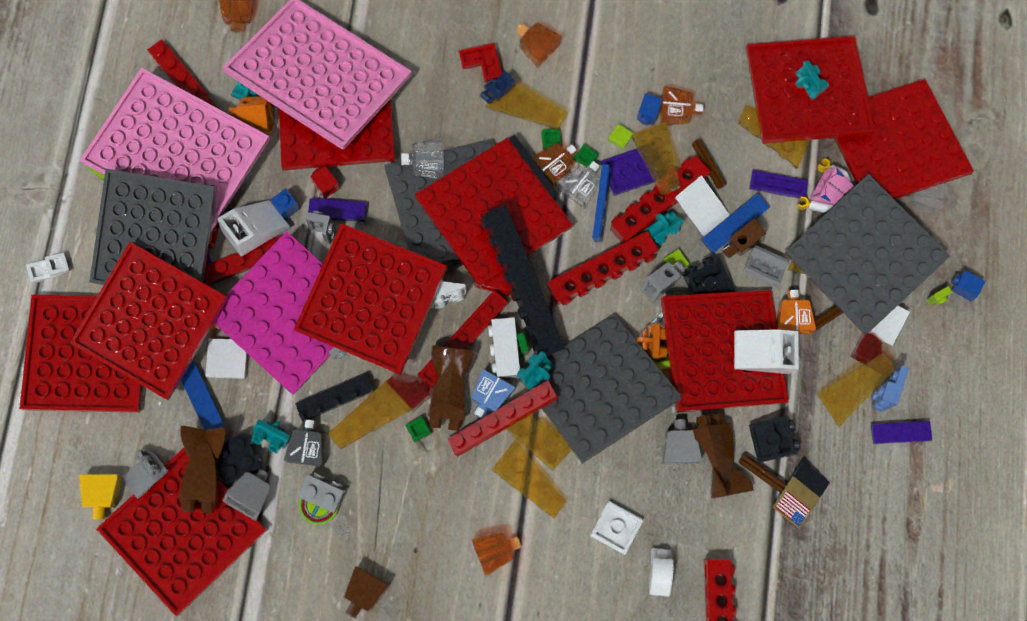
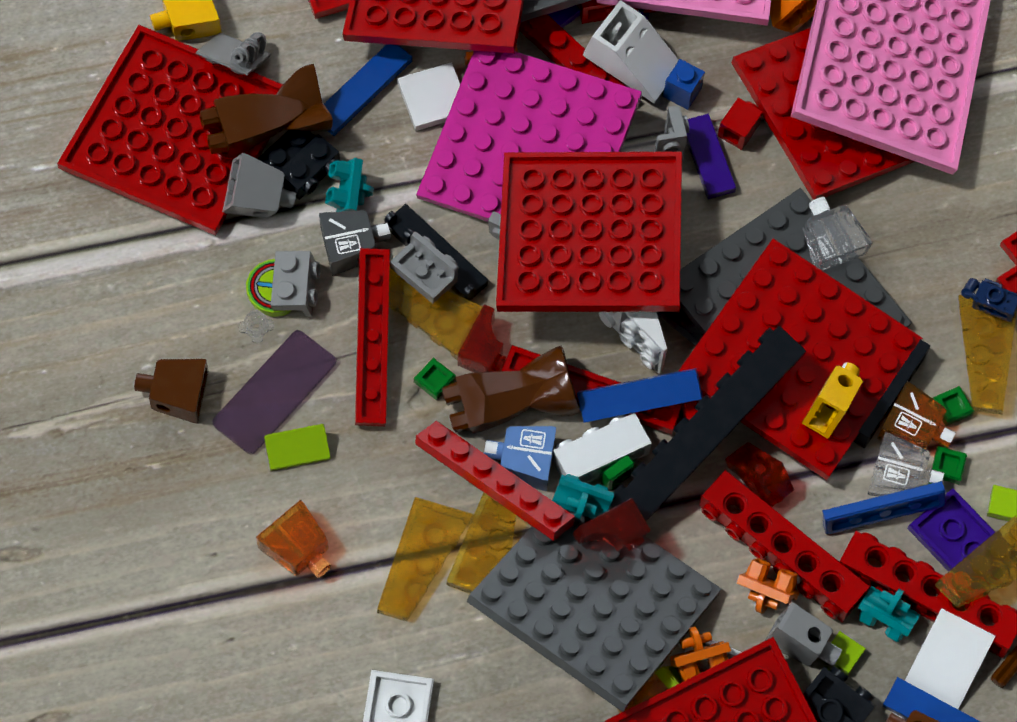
camera: 70 degrees right, 10 degrees down
(348, 407) = (425, 267): none -> light grey bracket
(379, 457) = (372, 337): none -> red plate
(388, 530) = (274, 391): none -> clear purple piece
(432, 529) = (297, 447): none -> lime slope
(483, 312) = (640, 395): none -> blue tile
(534, 201) = (838, 393): none -> yellow torso
(554, 262) = (761, 473): none -> clear red arch
(562, 356) = (619, 526): none -> clear red arch
(626, 287) = (781, 589): none -> orange hips

